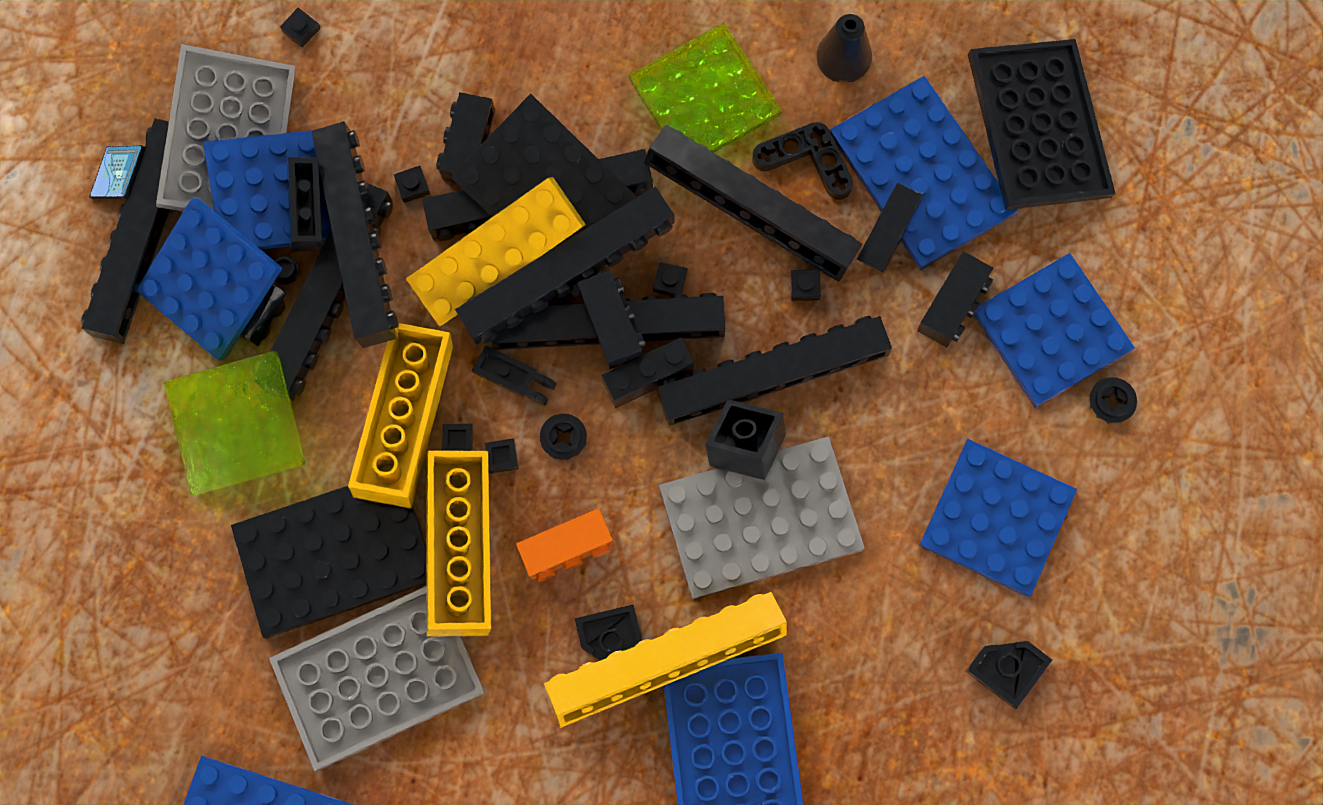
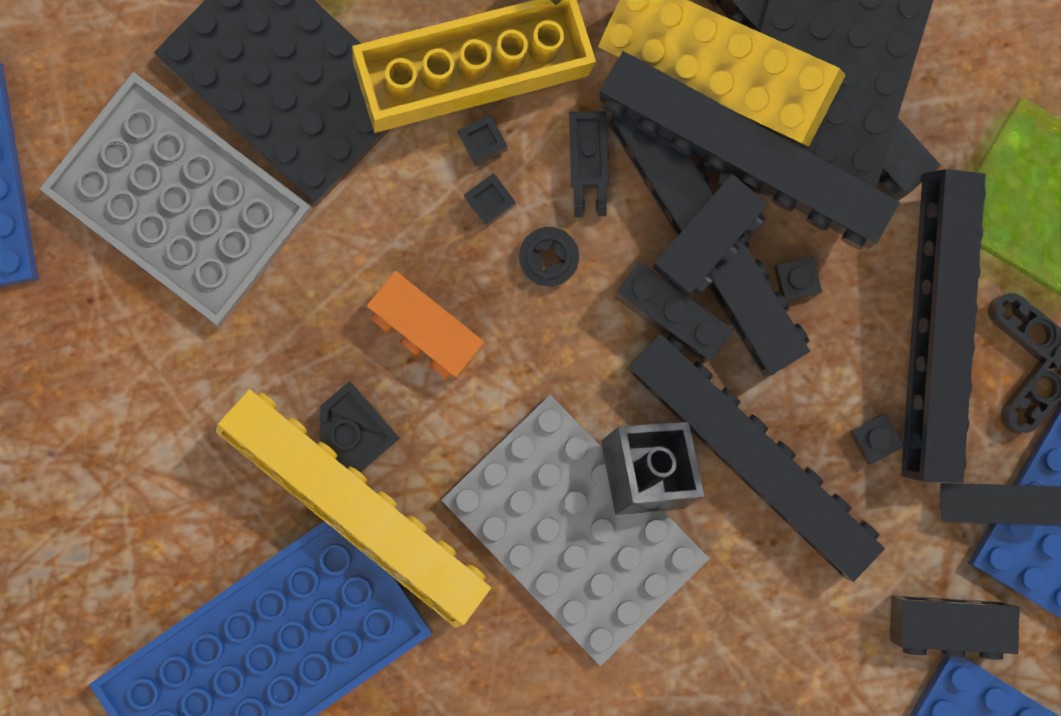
camera: 55 degrees right, 10 degrees up
(457, 544) = (360, 204): yellow brick -> none

